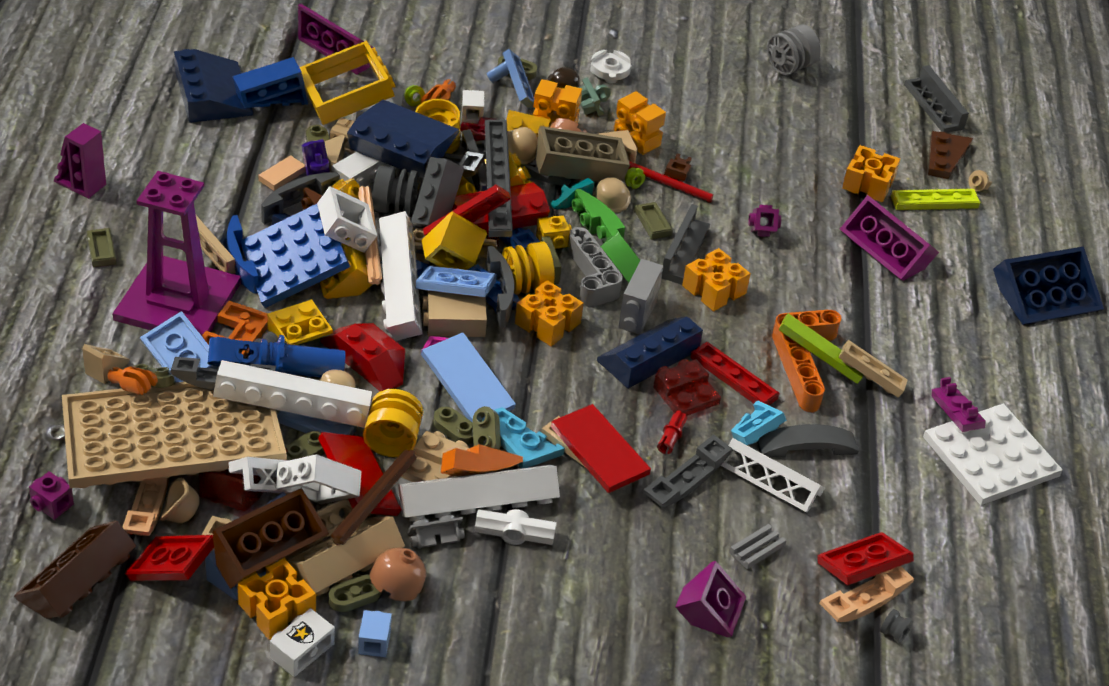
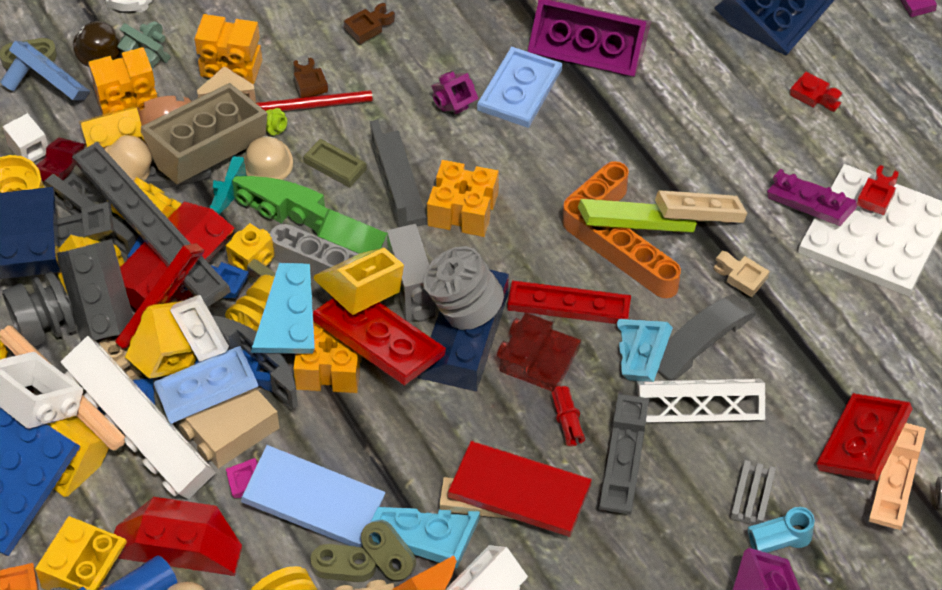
camera: 30 degrees left, 10 degrees up
(477, 247) = (199, 328): none -> white plate
(536, 266) = (288, 313): none -> medium azure wing
(586, 313) = (381, 338): none -> red tile
(600, 275) = (363, 279): none -> yellow slope
(659, 313) = (463, 287): none -> light grey wheel
(745, 159) = (367, 25): none -> reddish brown plate
(762, 578) = (780, 533): none -> medium azure piece
(815, 244) = (519, 87): none -> light blue tile
(868, 424) = (742, 274): none -> tan plate
(1008, 428) = (878, 192): none -> red plate
(1022, 352) = (814, 90): none -> red plate

